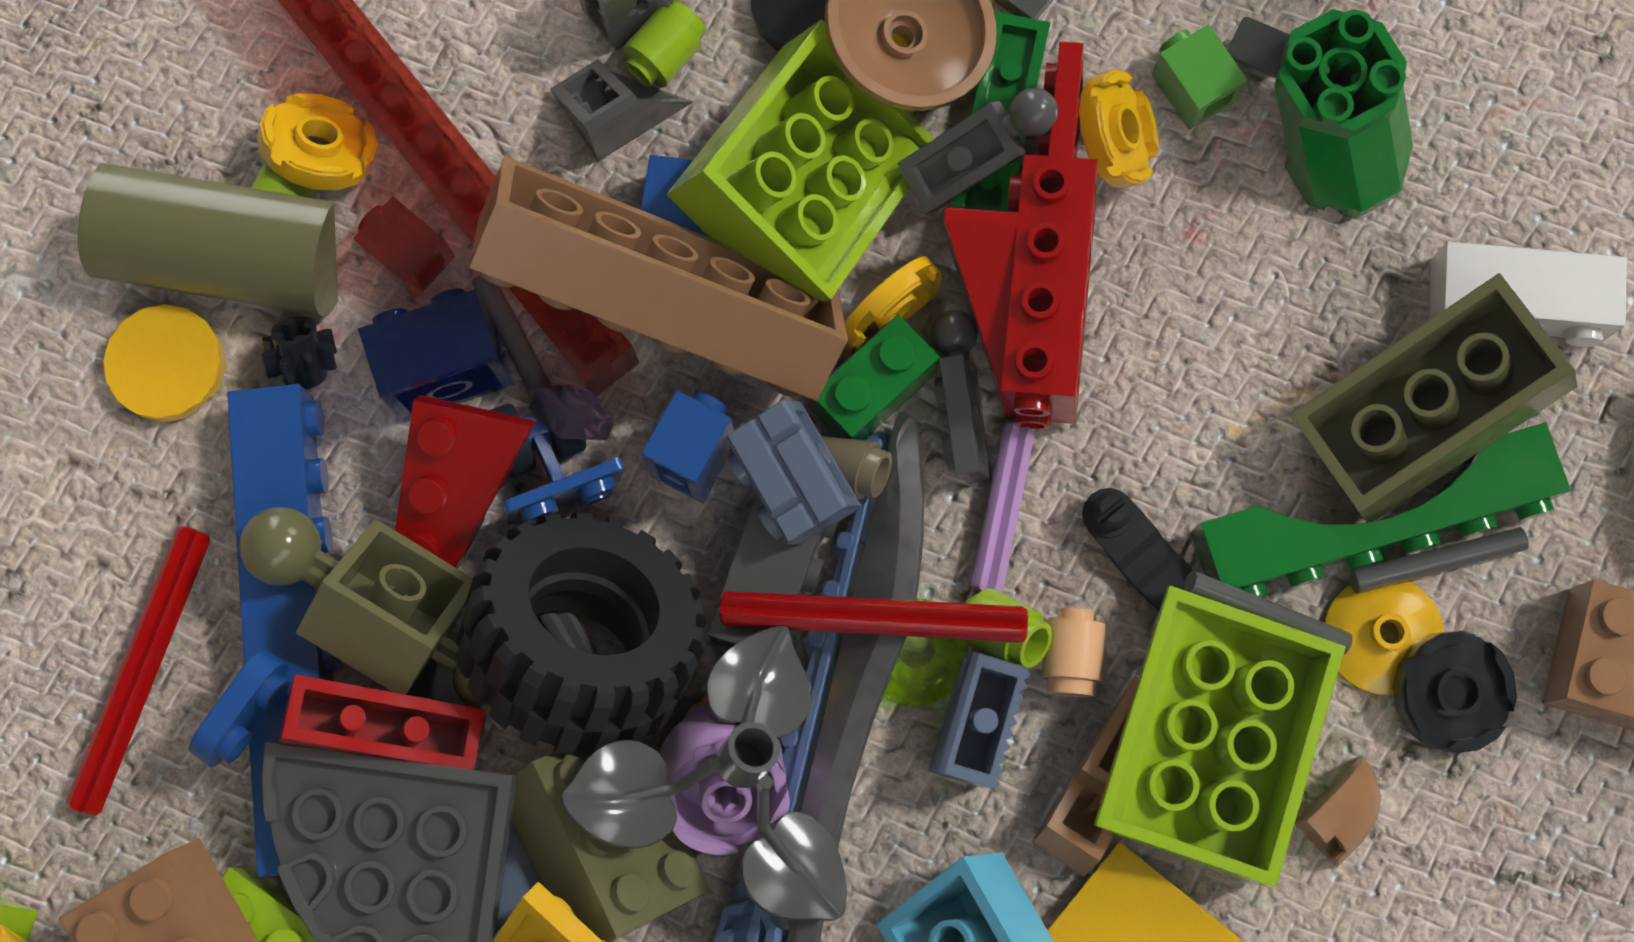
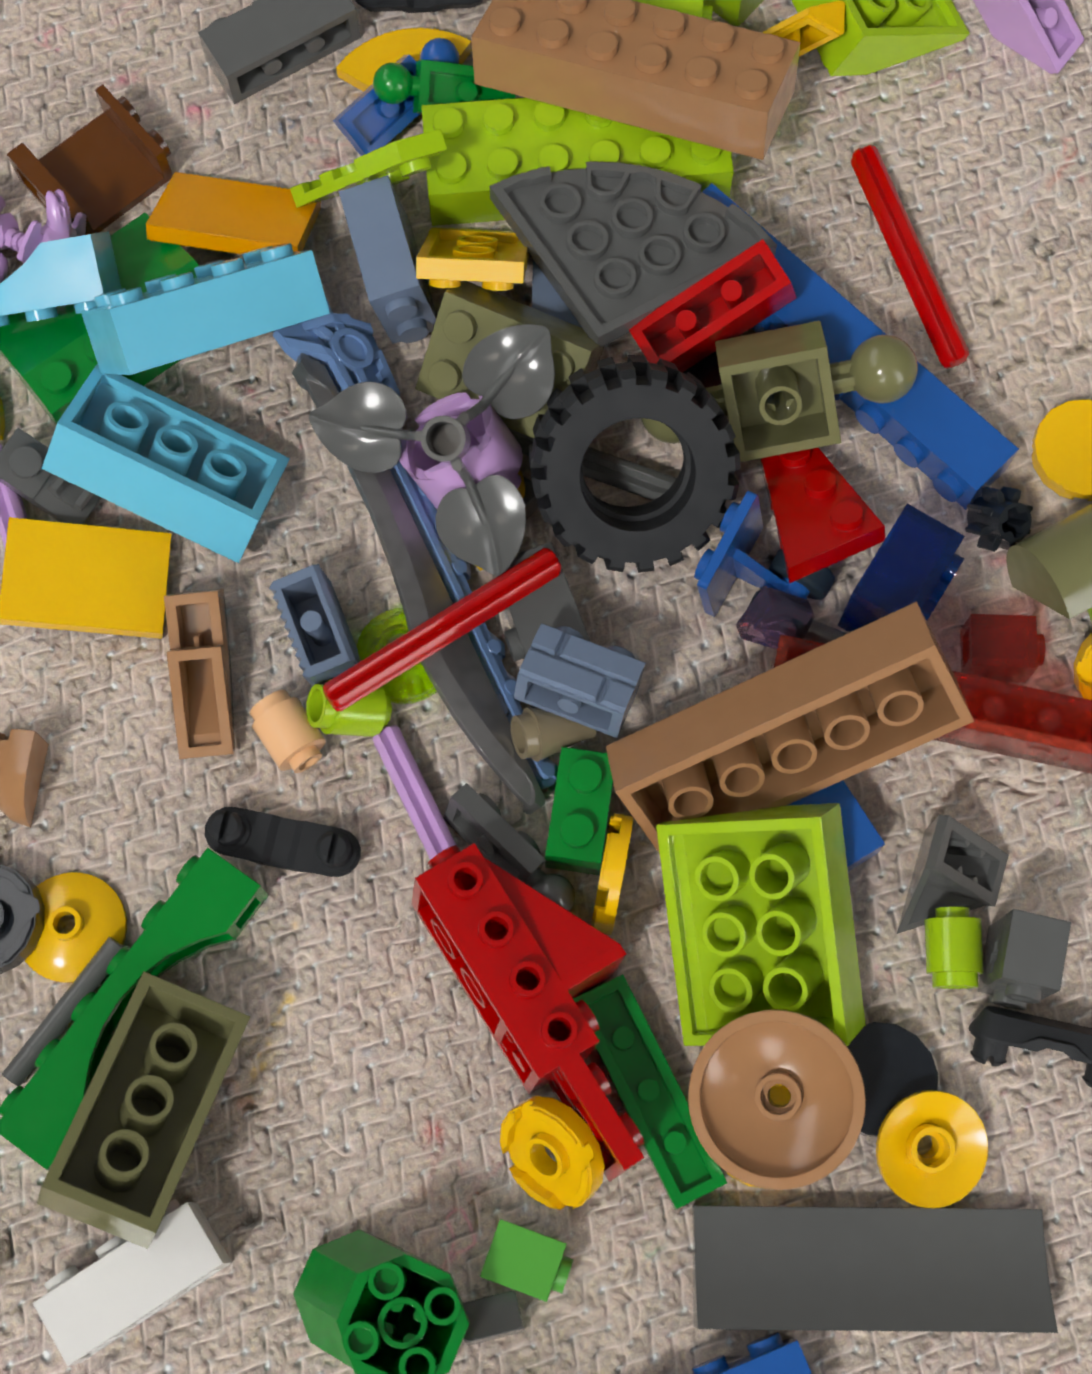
camera: 140 degrees right, 5 degrees down
(225, 728) = (810, 238): blue plate -> none
(690, 444) = (673, 655): blue brick -> none
(977, 148) = (643, 1035): dark grey plate -> none
(1220, 737) = (137, 741): lime slope -> none
(1248, 602) = (164, 858): dark grey bar -> none

